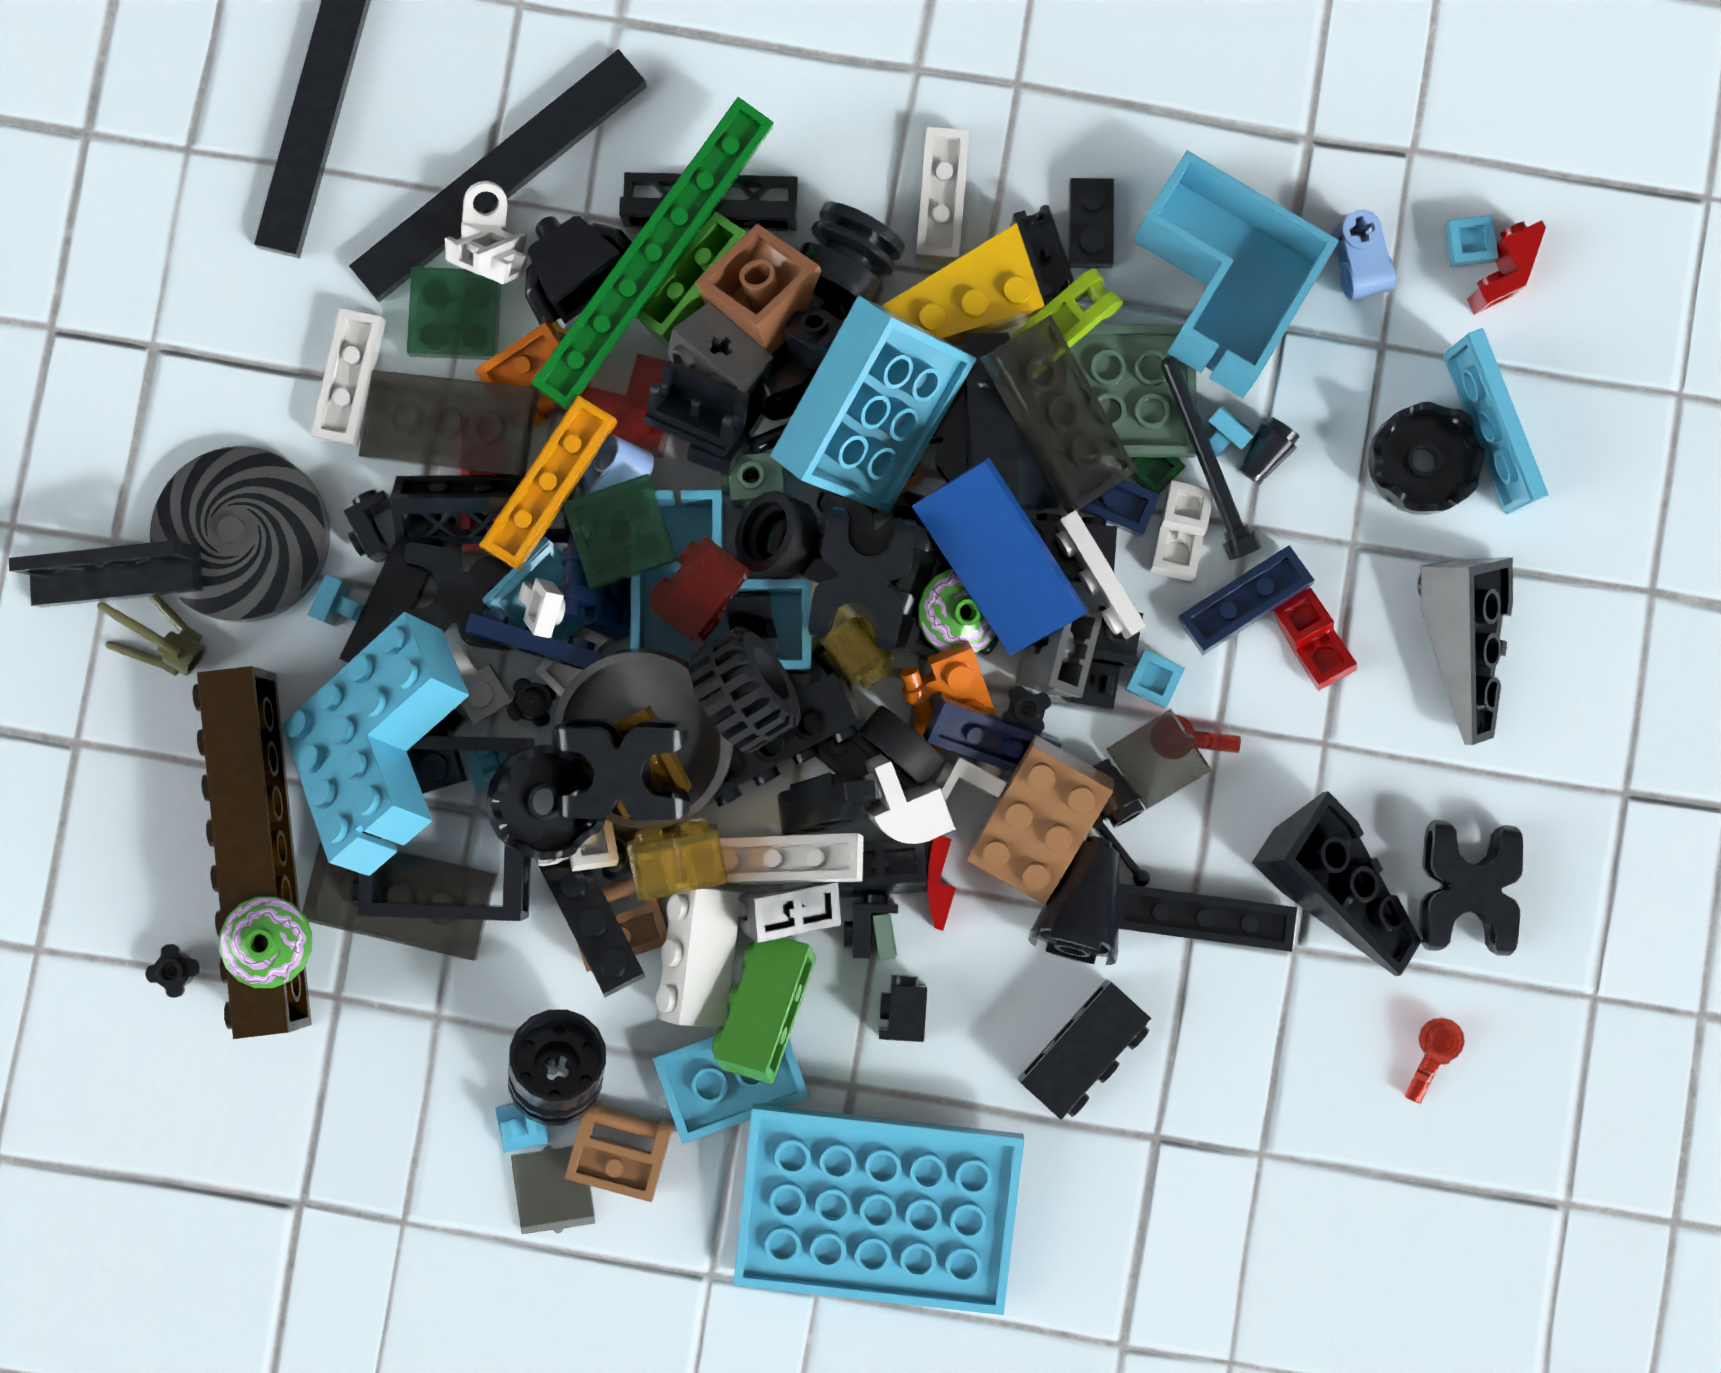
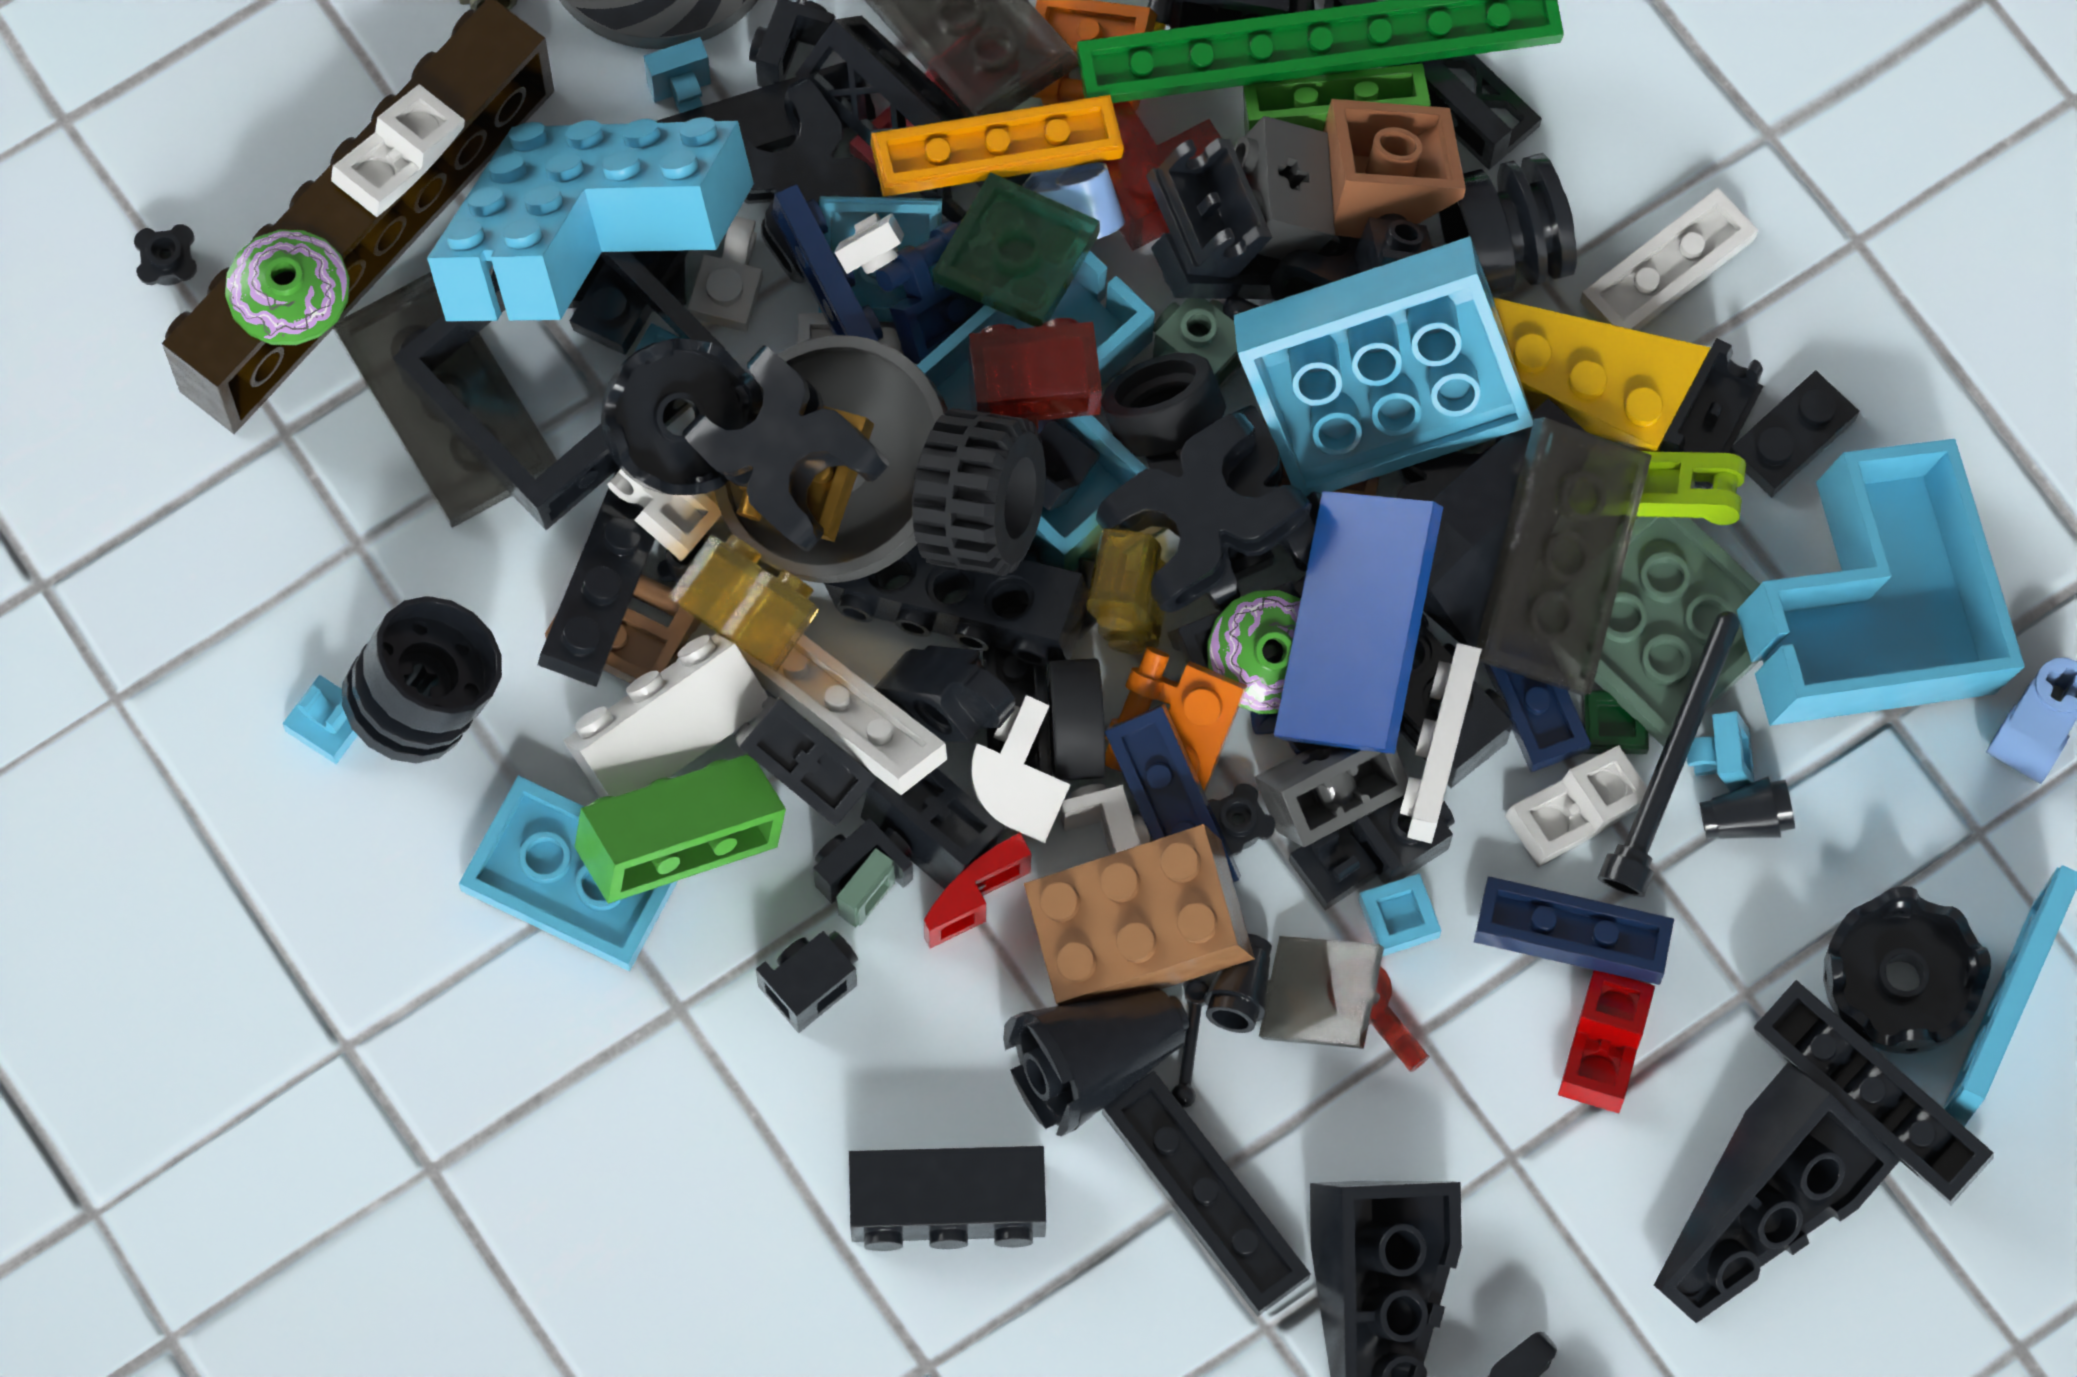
camera: 45 degrees right, 15 degrees down
(243, 809) = (399, 152): none -> white slope
(540, 693) = (769, 326): black plate -> none
(545, 1196) = (289, 809): clear smoke piece -> none
(617, 1165) = (375, 844): medium nougat plate -> none
(878, 1209) = (579, 1137): medium azure plate -> none
(1475, 538) = (1874, 1092): none -> black brick

